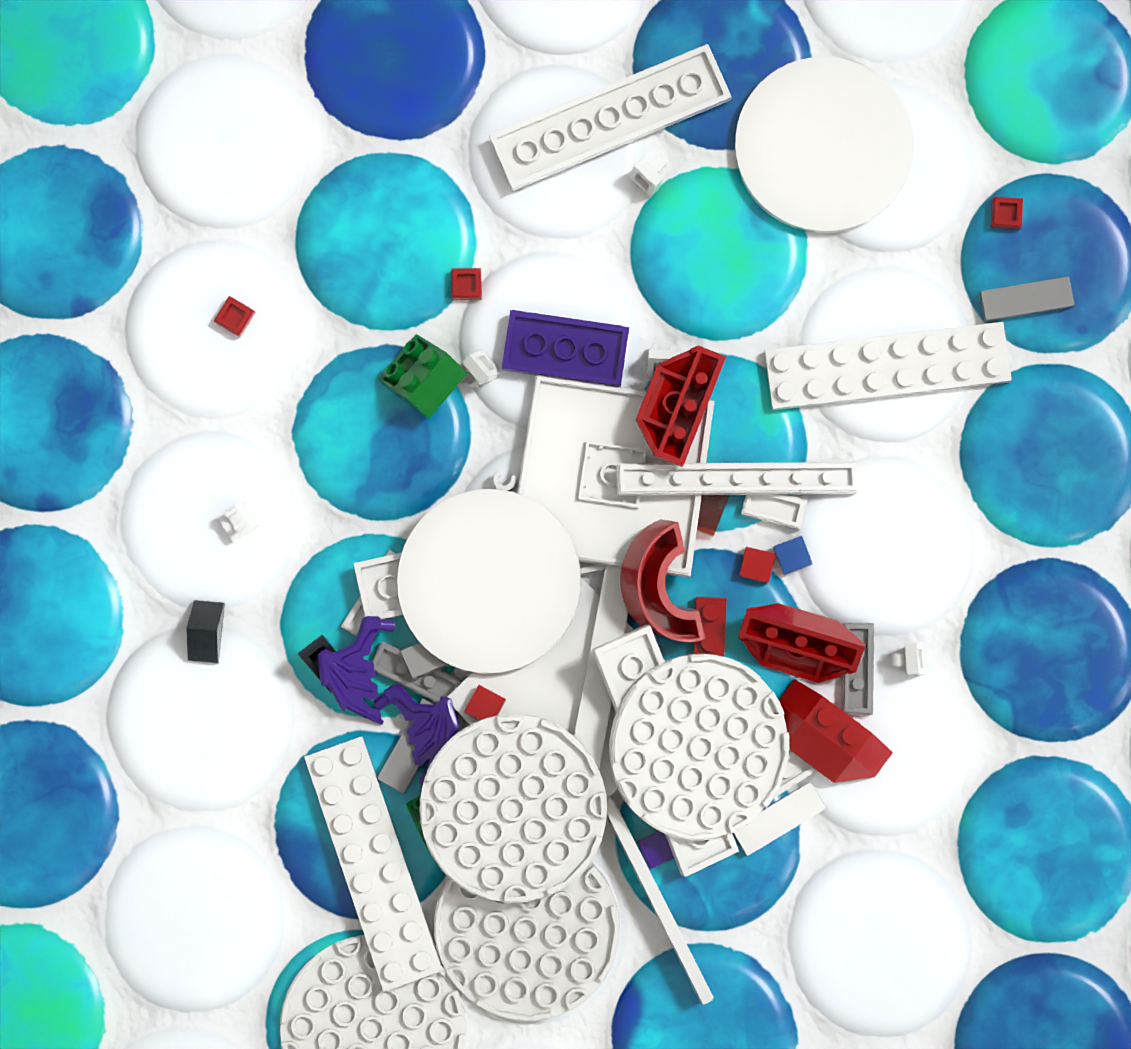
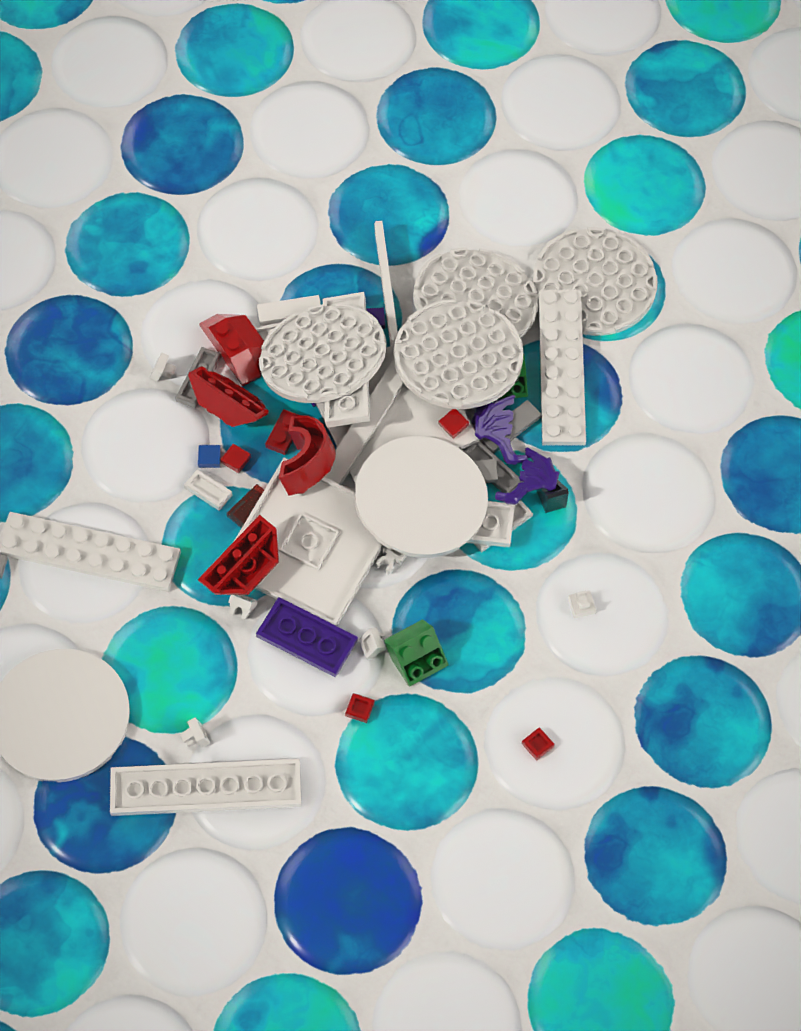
camera: 160 degrees left, 20 degrees down
(205, 631) = (627, 542): black slope -> none
(737, 478) = (223, 508): white tile -> none

